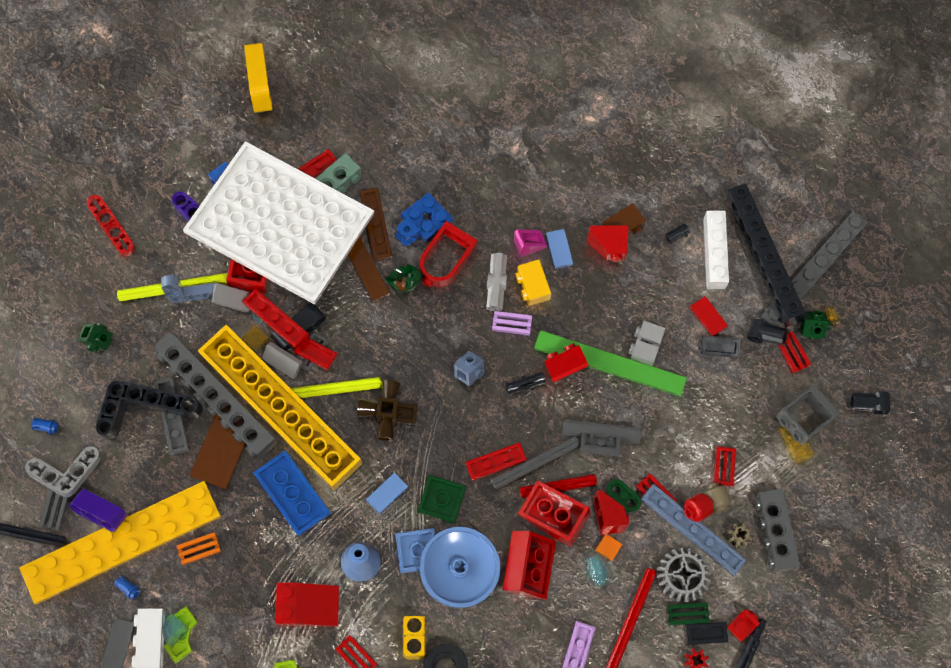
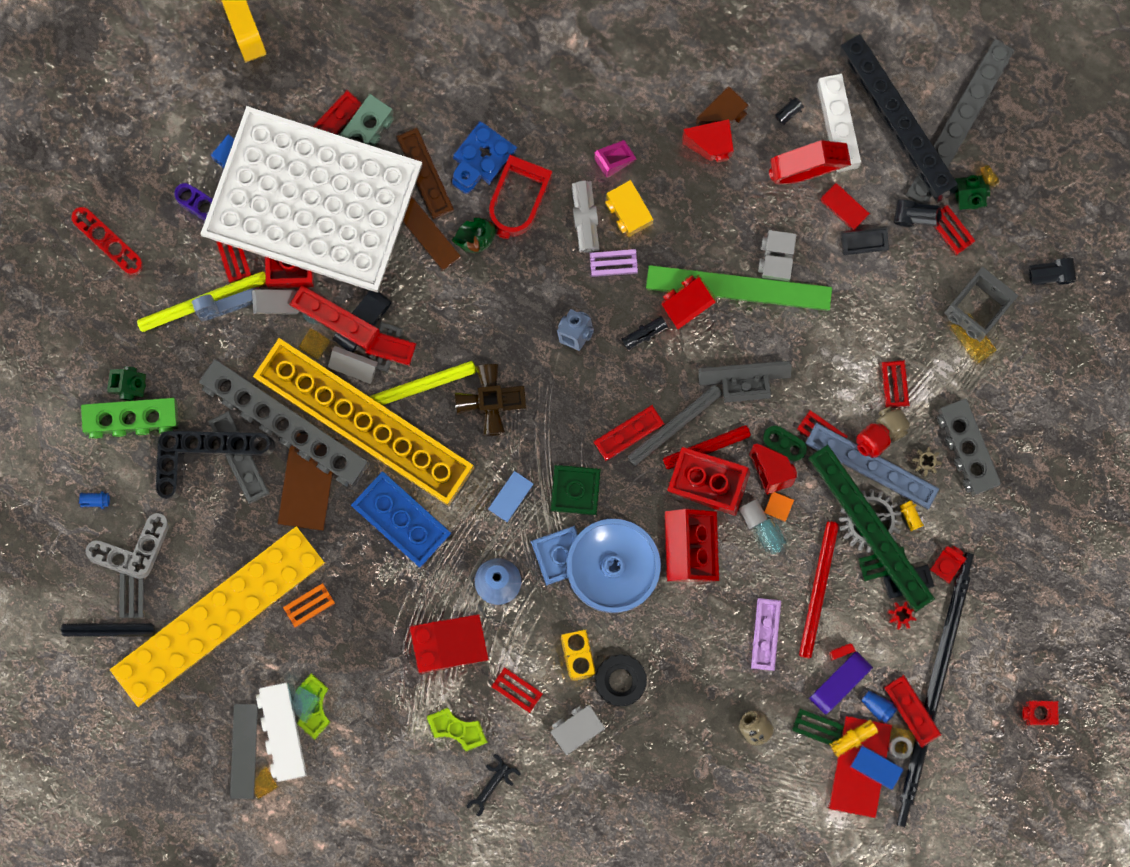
camera: 10 degrees left, 10 degrees up
(63, 356) = (93, 414): none -> bright green brick
(98, 510) = (183, 586): dark purple beam -> none
(131, 591) = (239, 666): blue pin -> none
(207, 259) = (247, 271): none -> red tile
(559, 249) = (651, 159): medium blue tile -> none
(585, 548) = (753, 513): none -> light grey beam
(684, 581) = (871, 528): none -> dark green tile
(686, 273) = (809, 162): none -> red window
(719, 577) = (911, 515): none -> yellow pin

